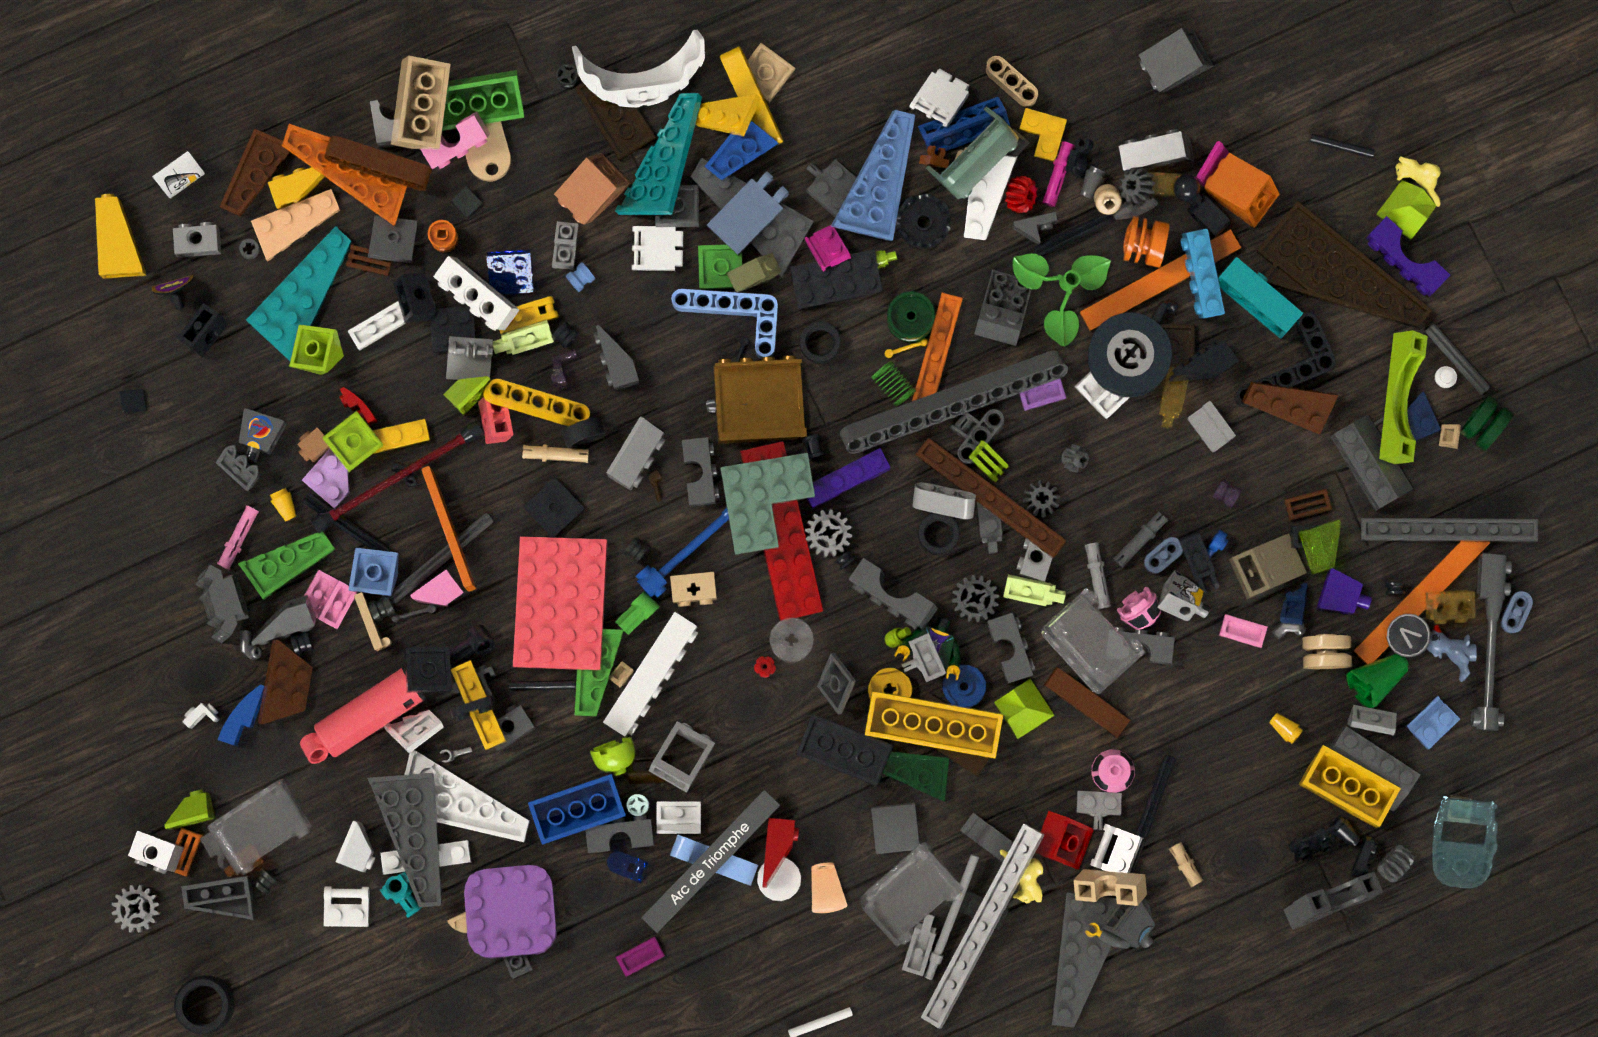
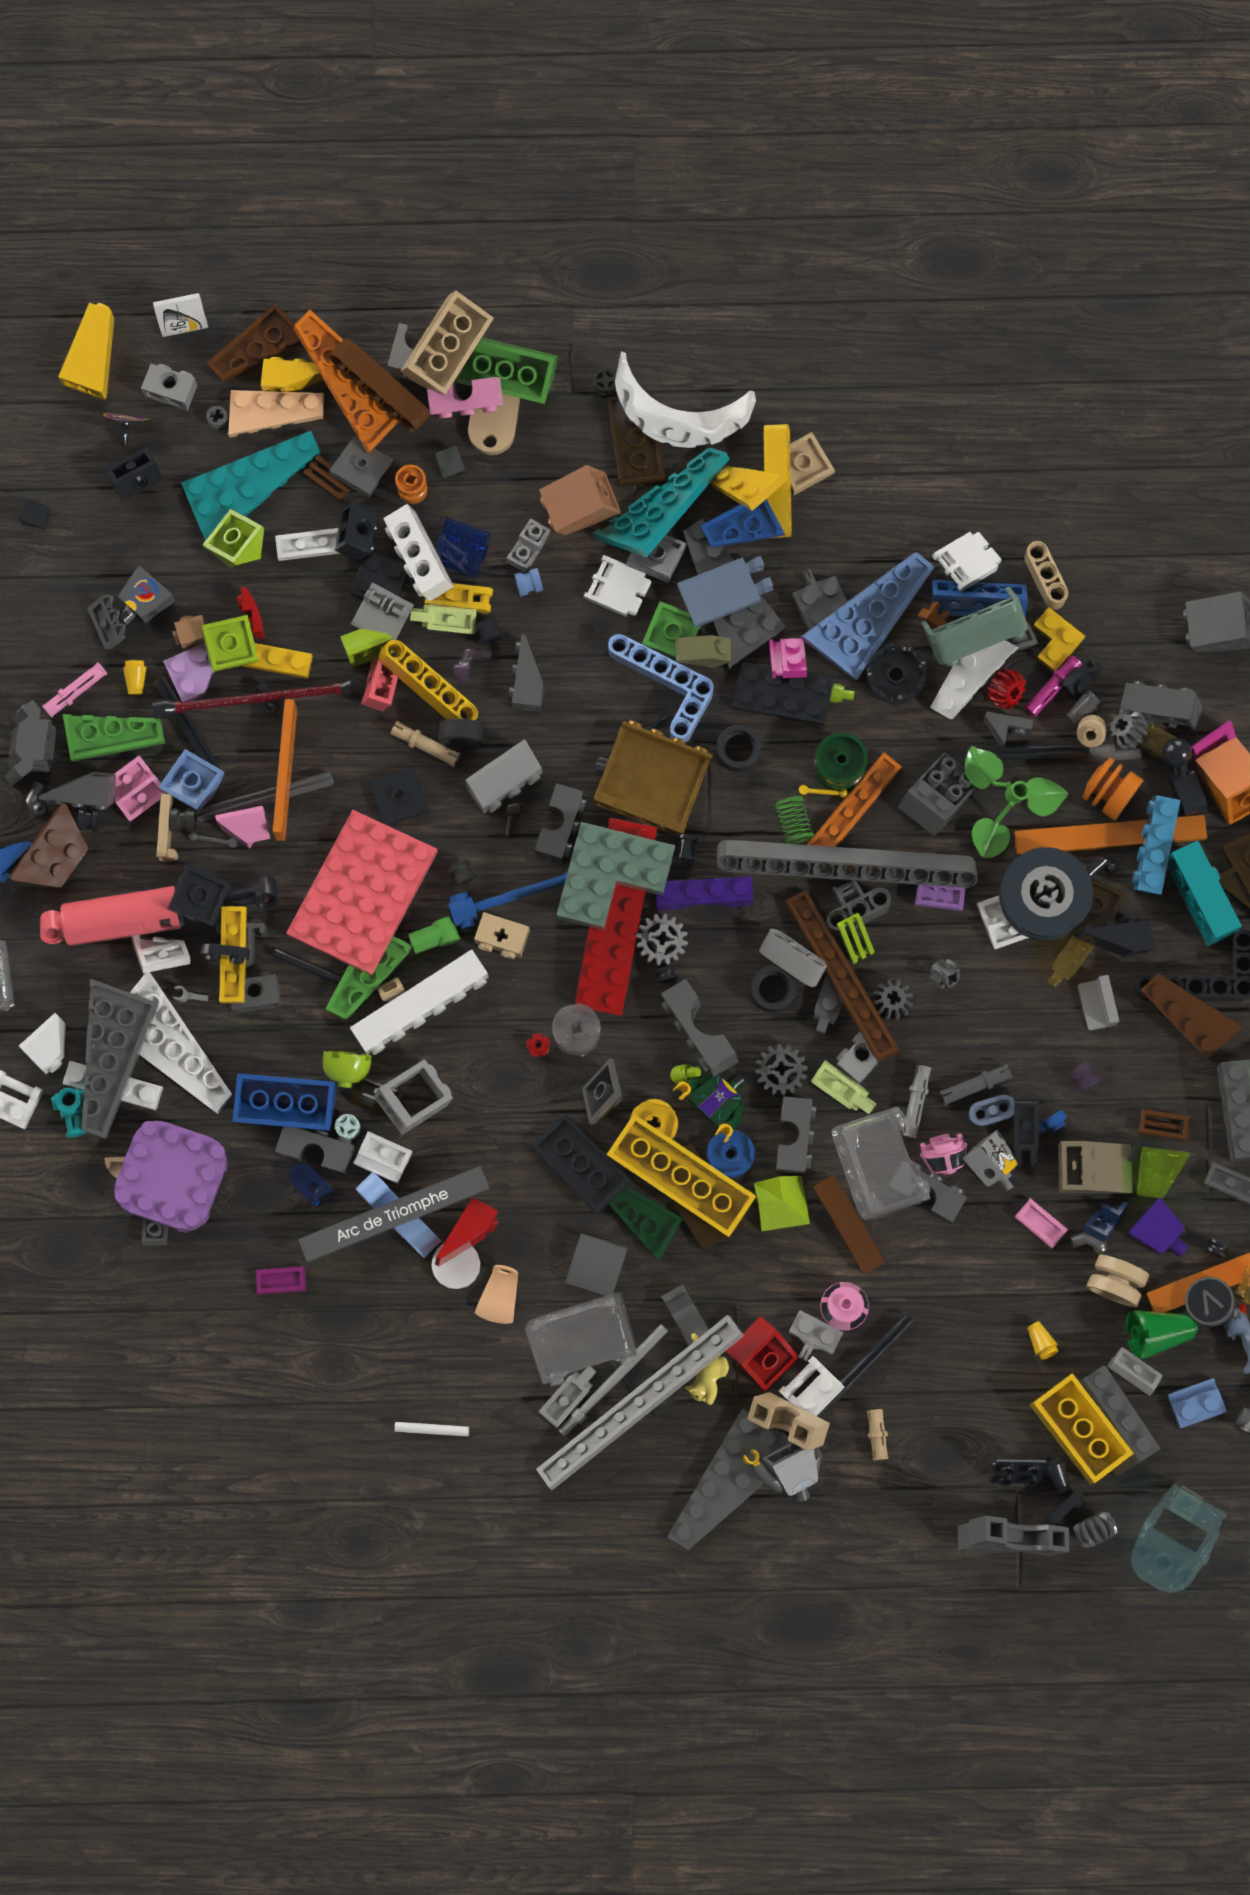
camera: 25 degrees right, 5 degrees down
(925, 658) = (702, 1105): light grey plate -> none

